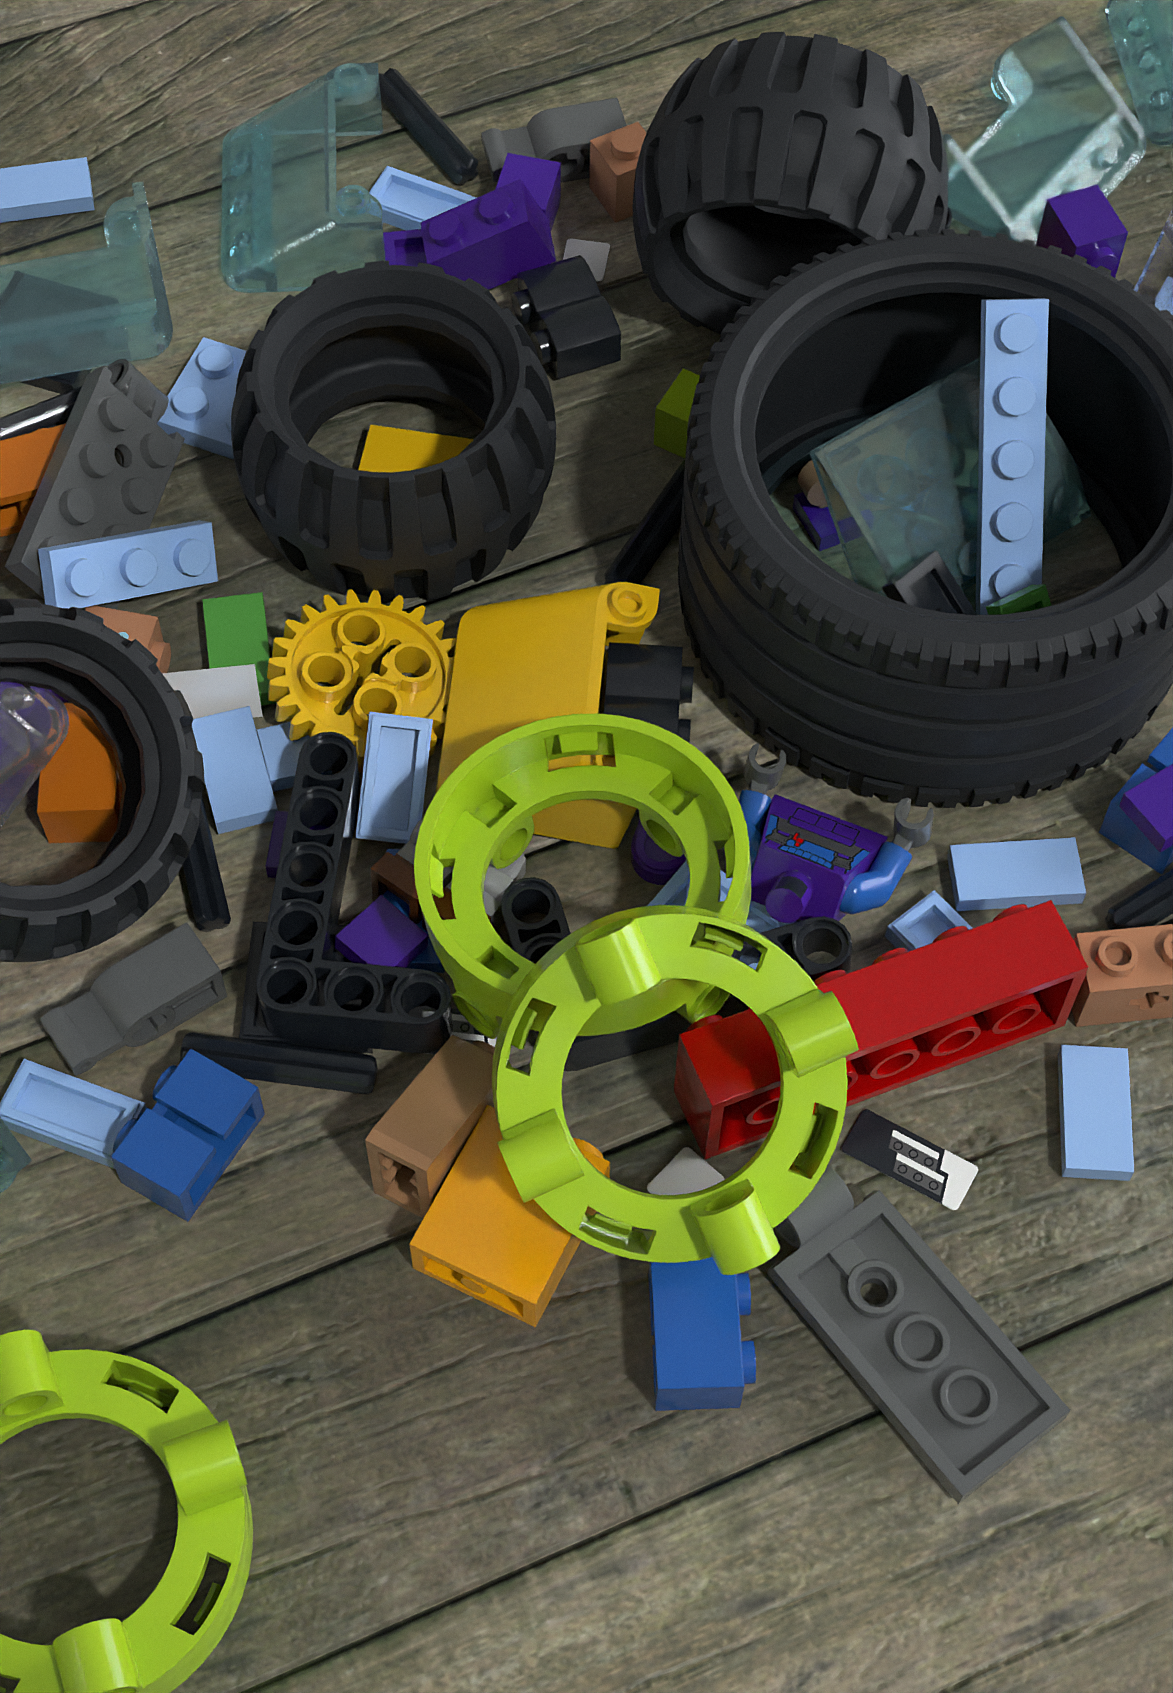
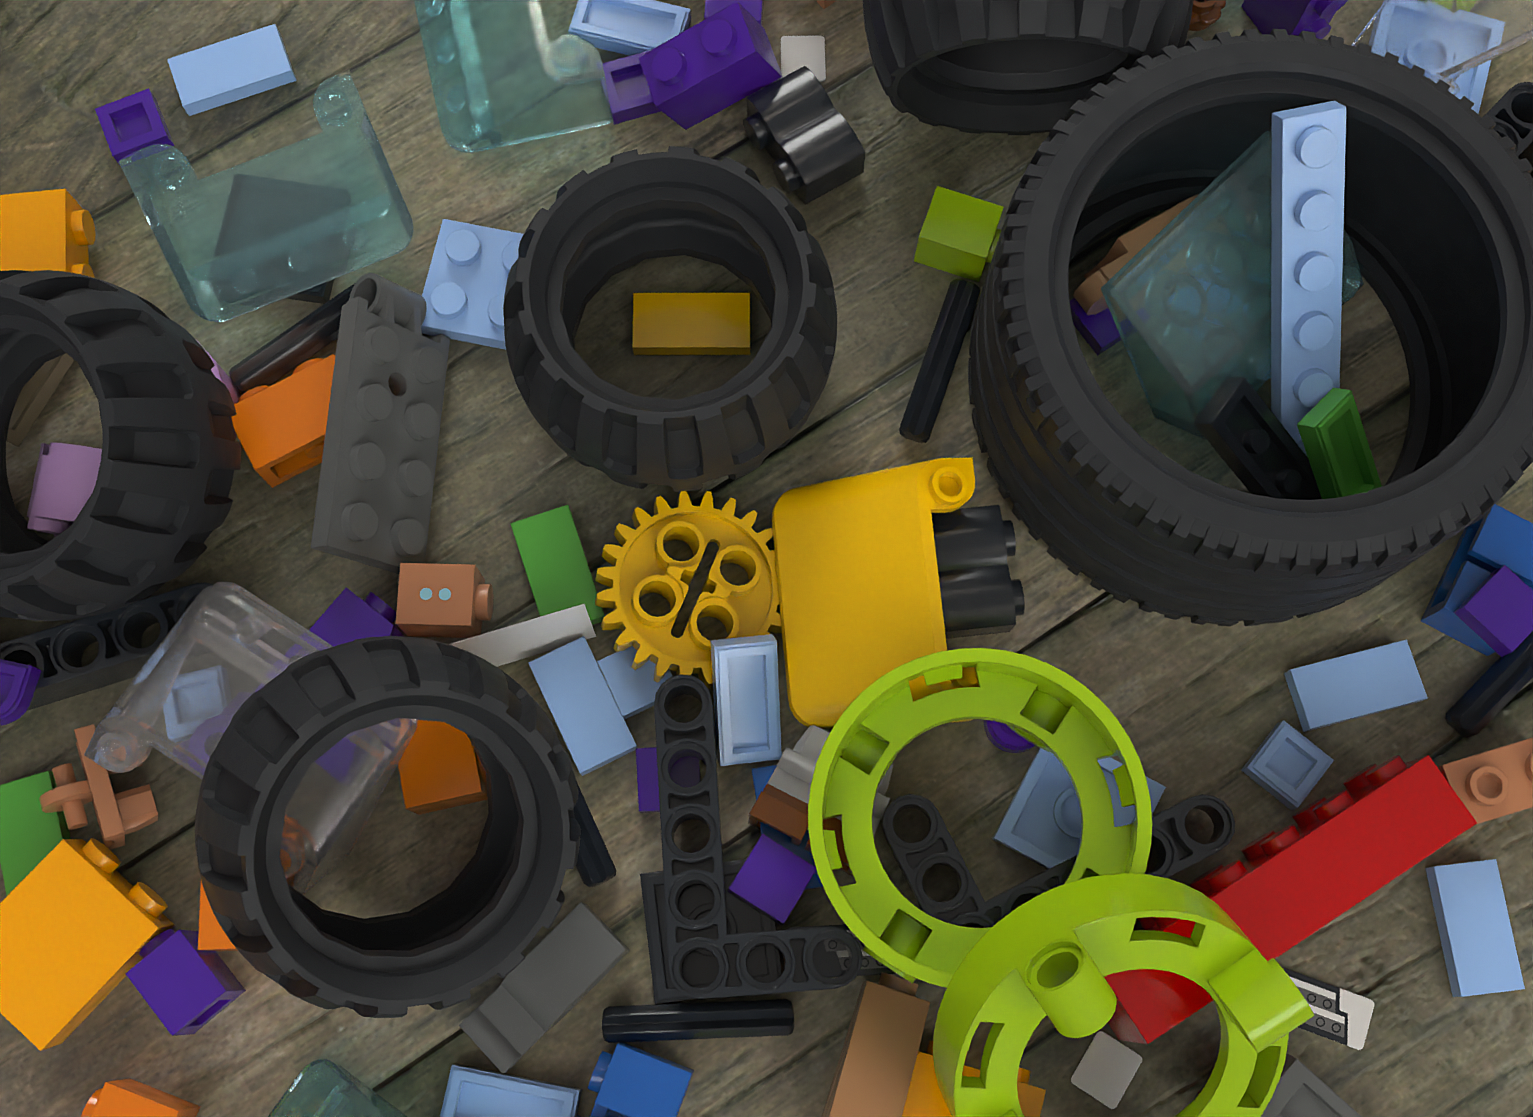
camera: 10 degrees left, 15 degrees up
(128, 565) = (431, 513): light blue plate -> none
(816, 862) = (1177, 718): torso -> none

